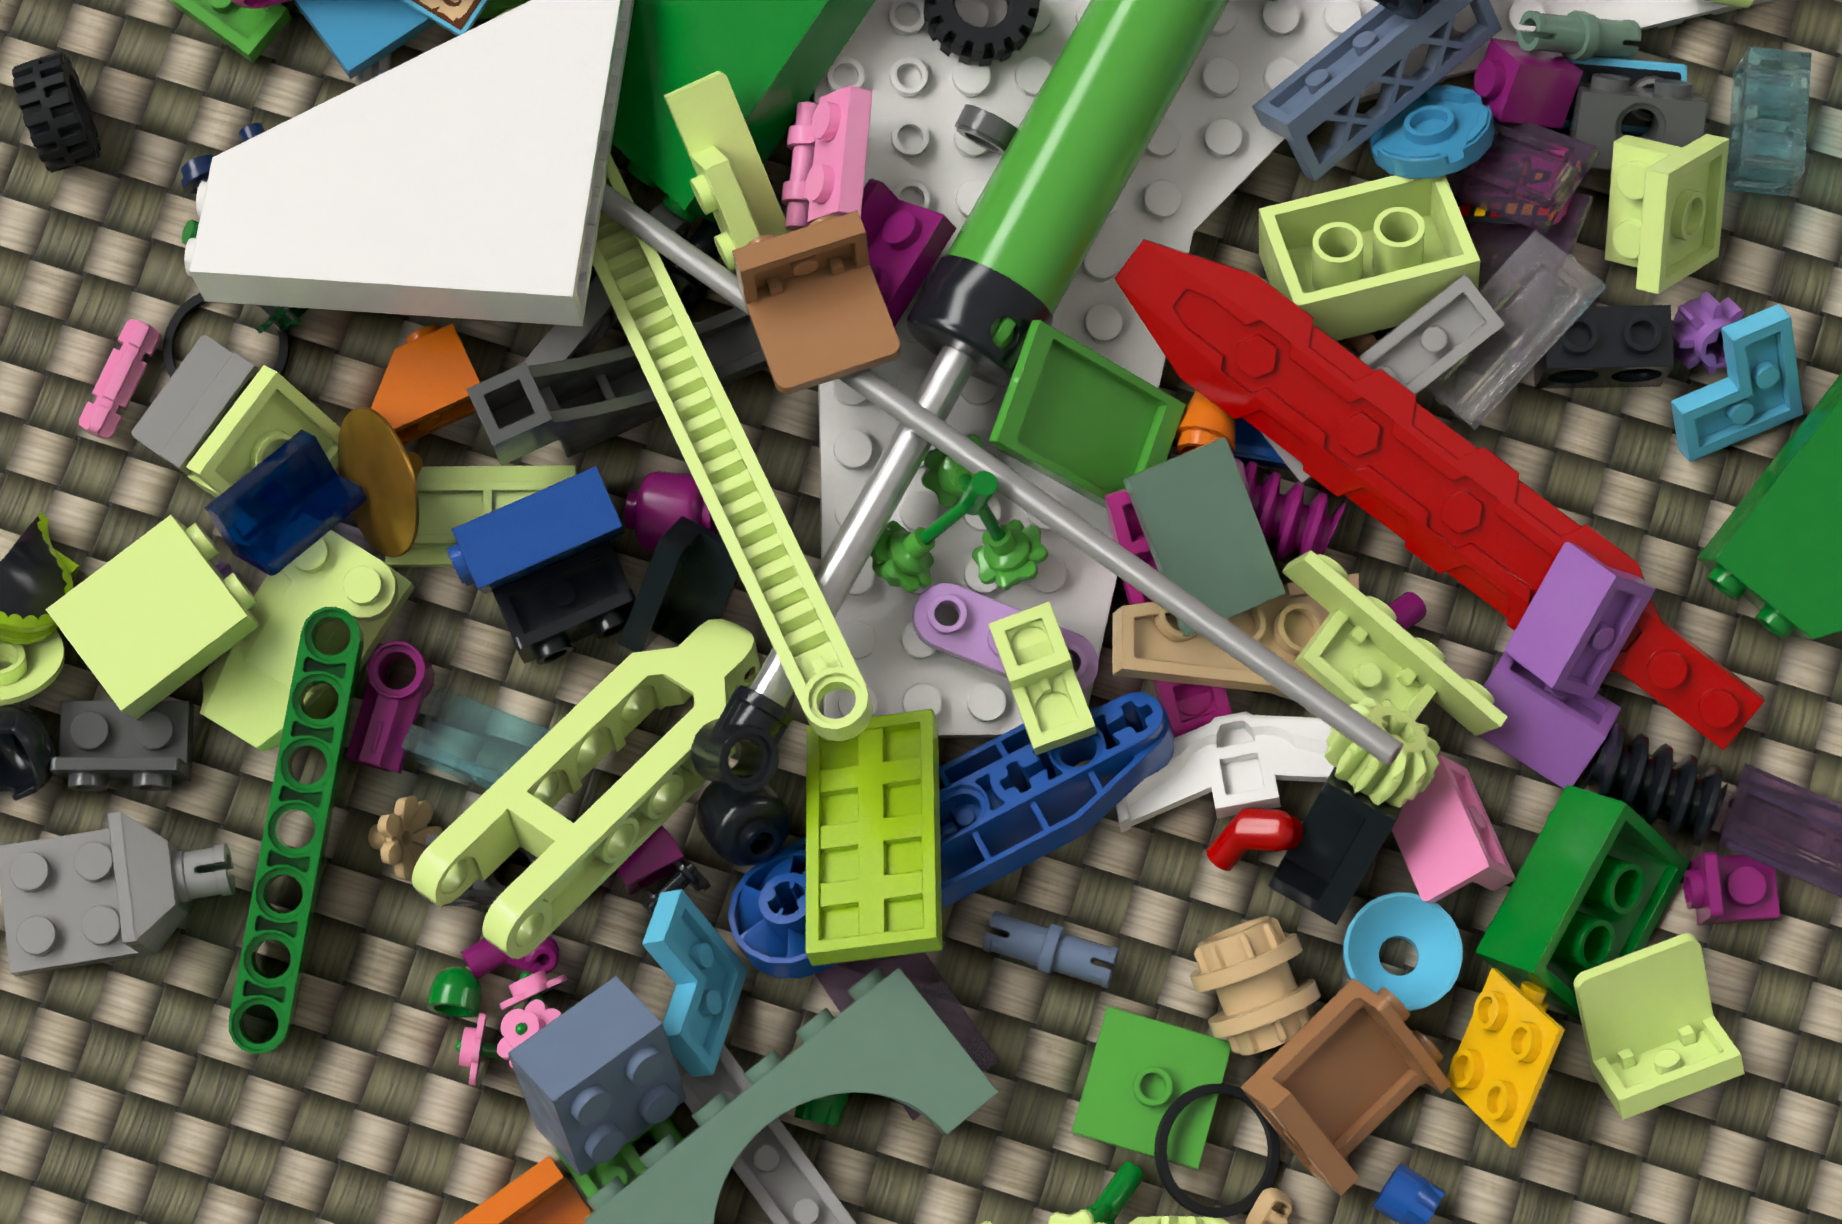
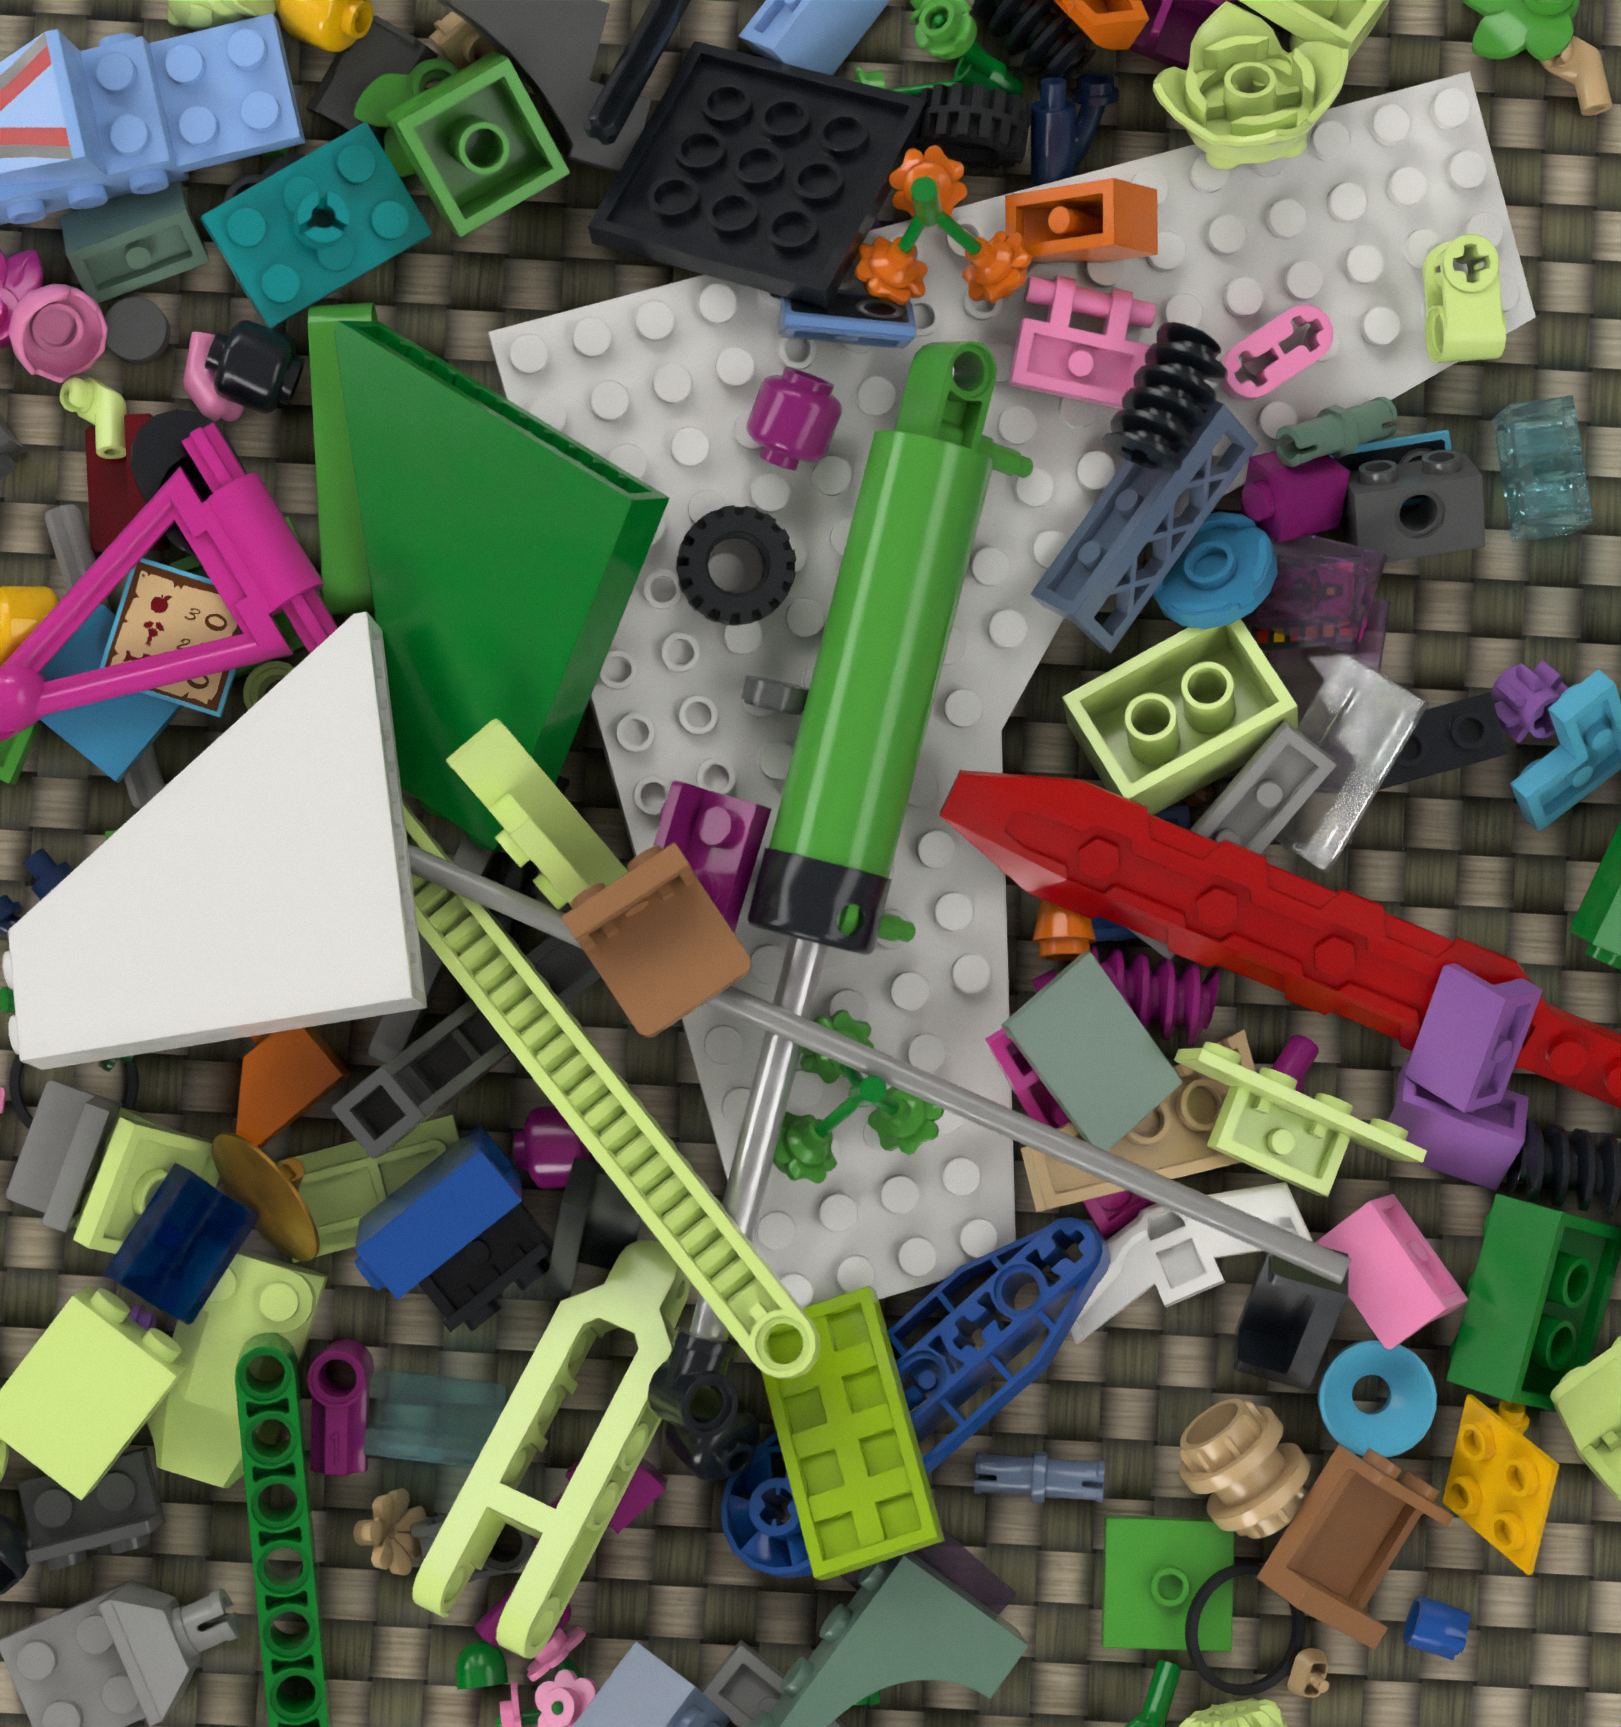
camera: 20 degrees left, 10 degrees up
(685, 875) = (675, 1501): black piece -> none
(705, 977) = (719, 1601): medium azure plate -> none
(827, 156) = (625, 772): bright pink plate -> none
(971, 636) = (892, 1191): lavender plate -> none
(1042, 678) = (969, 1234): yellowish green slope -> none
(1082, 416) = (947, 969): bright green piece -> none
(1254, 830) = (1208, 1315): red arm -> none
(1405, 775) = (1323, 1215): yellowish green gear -> none
(1666, 207) = (1462, 591): yellowish green bracket -> none

